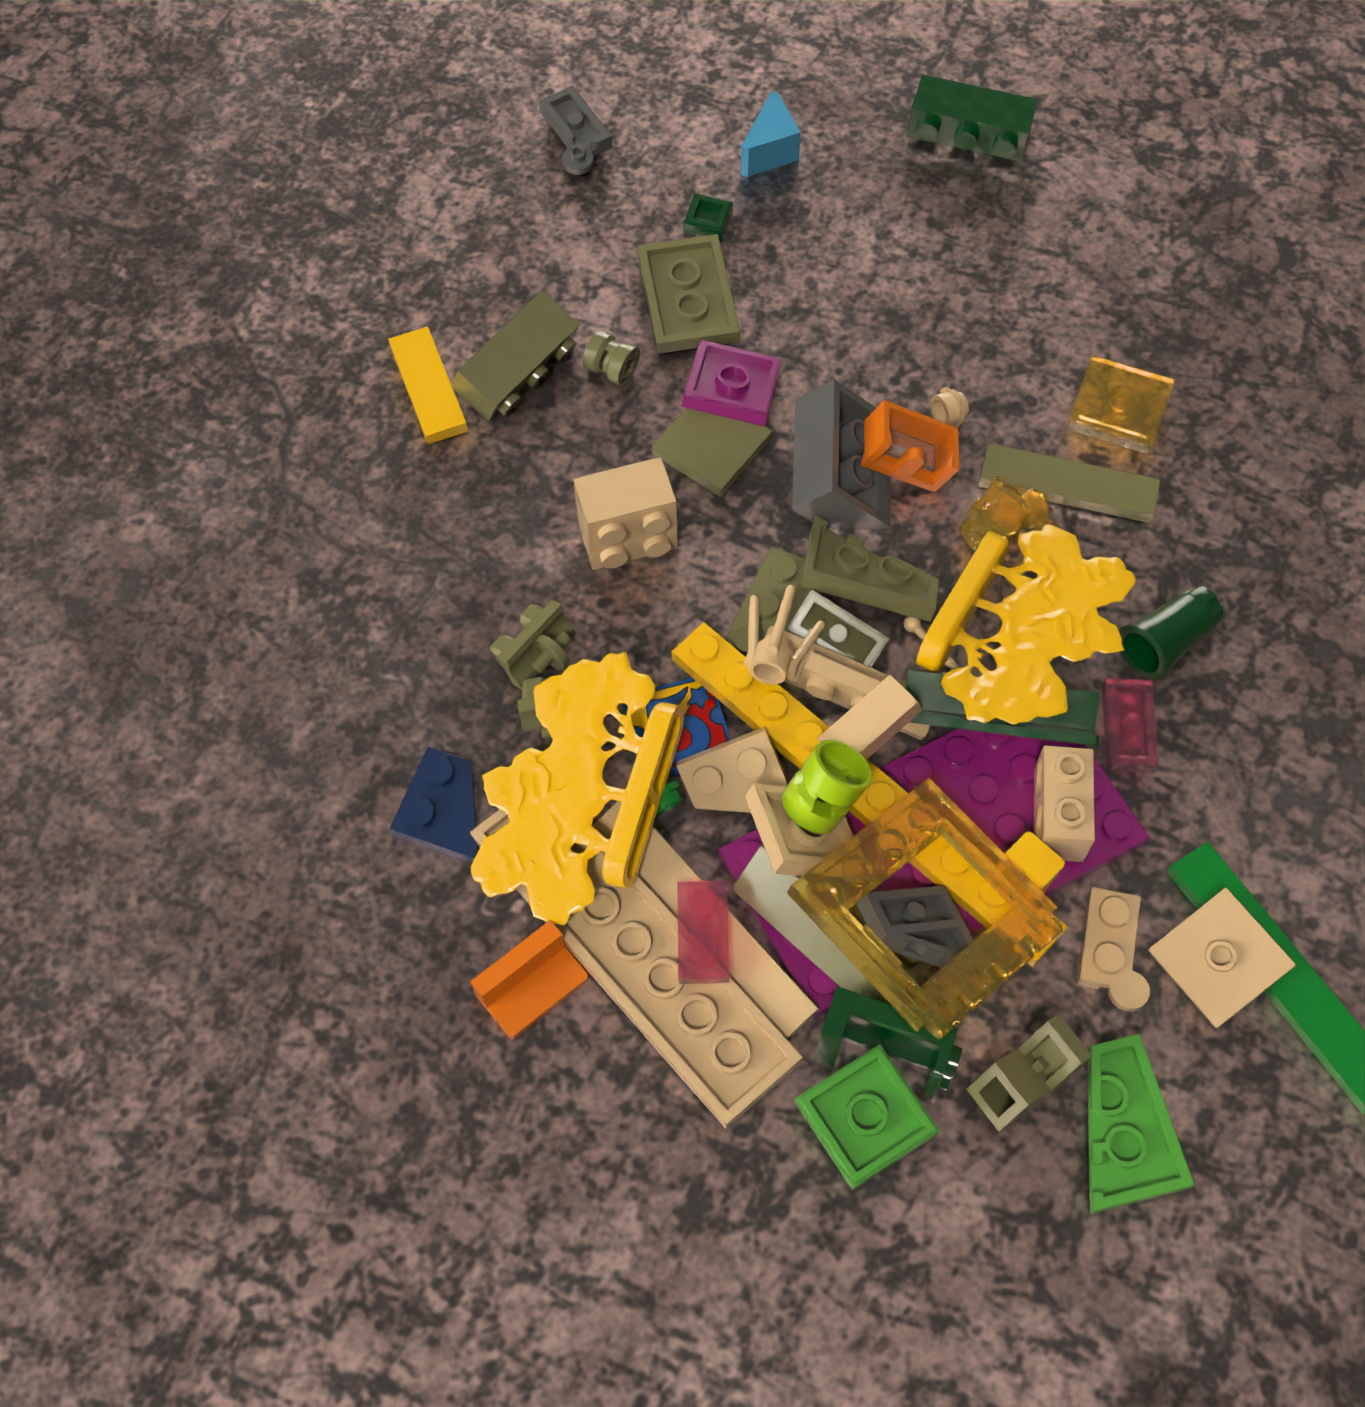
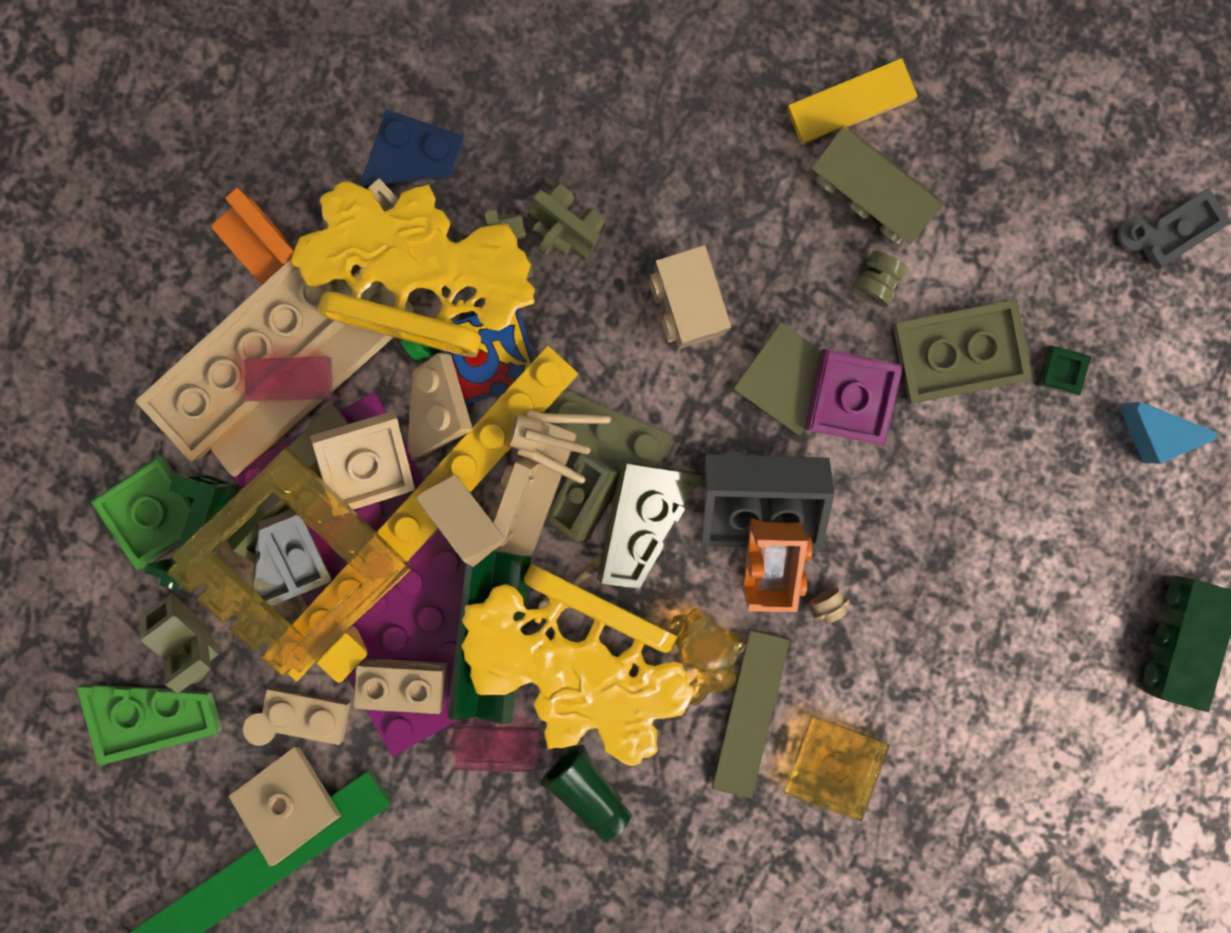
camera: 85 degrees right, 25 degrees up
(826, 786) = (391, 481): lime wheel -> none

